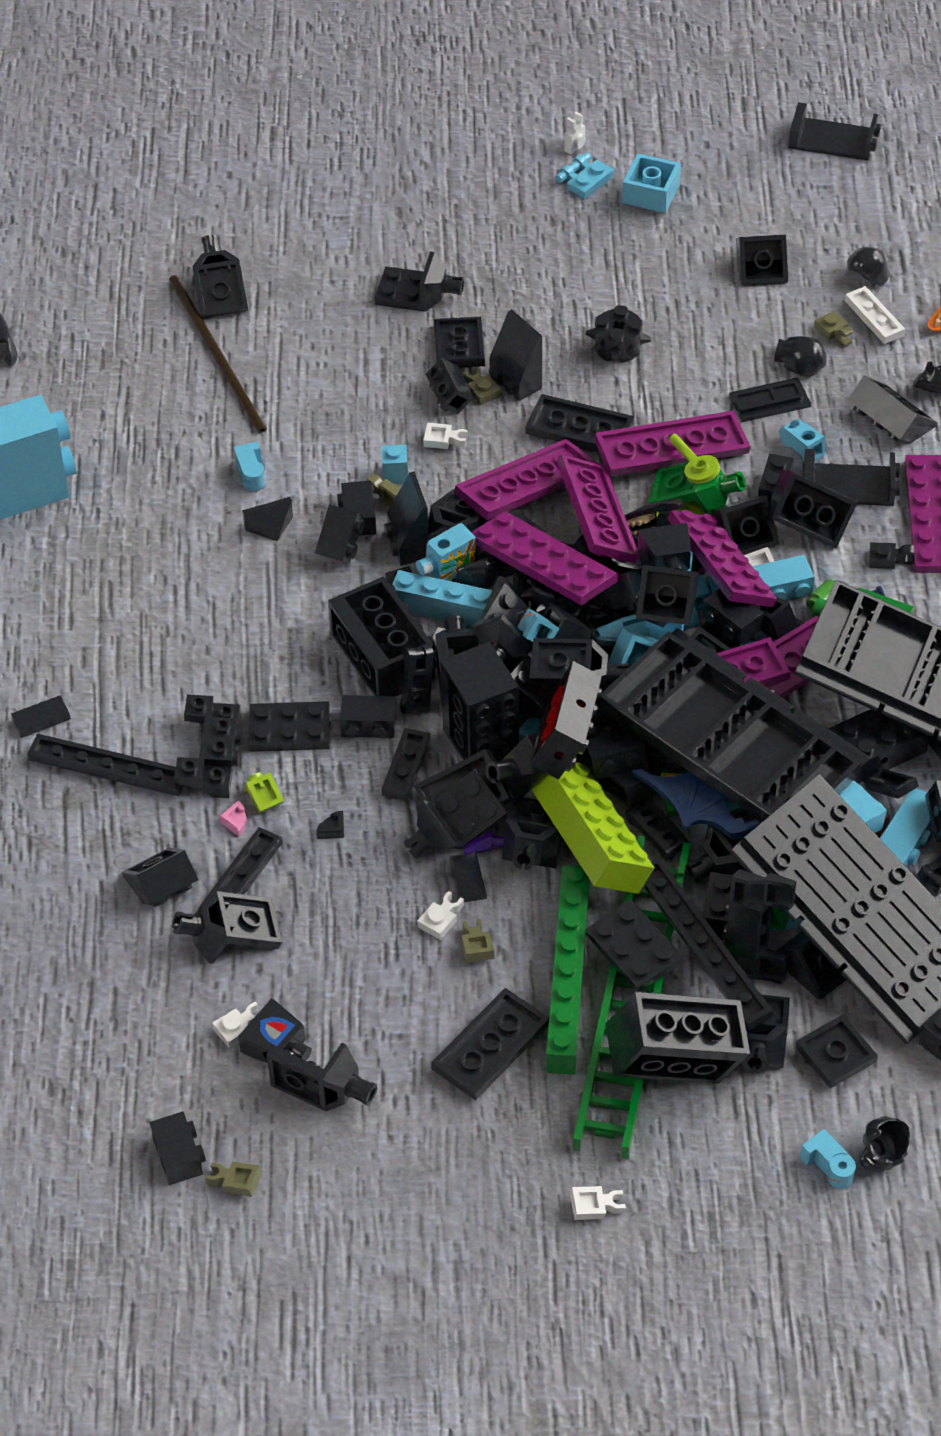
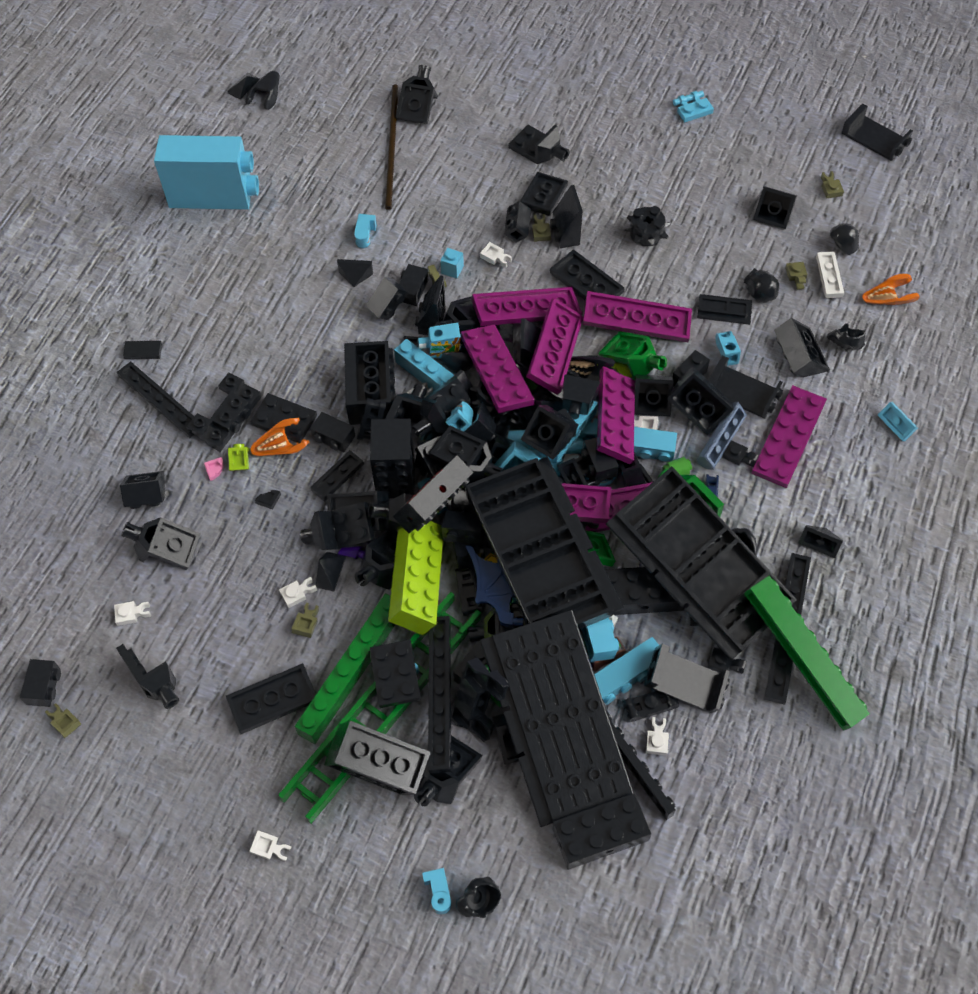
camera: 25 degrees right, 10 degrees up
(248, 863) = (199, 505): black tile -> none
(273, 1028) = (144, 632): black torso -> none
(300, 756) = (276, 442): none -> orange animal
(557, 517) = (529, 338): none -> black slope
(575, 136) = (700, 76): white plate -> none
(651, 183) = (730, 126): medium azure brick -> none
(699, 469) = (641, 343): lime piece -> none
(816, 214) = (831, 187): none -> olive plate
(836, 1051) = (490, 810): black plate -> none
(857, 545) = (721, 438): none -> sand blue brick
(891, 783) = (640, 626): black tile -> none

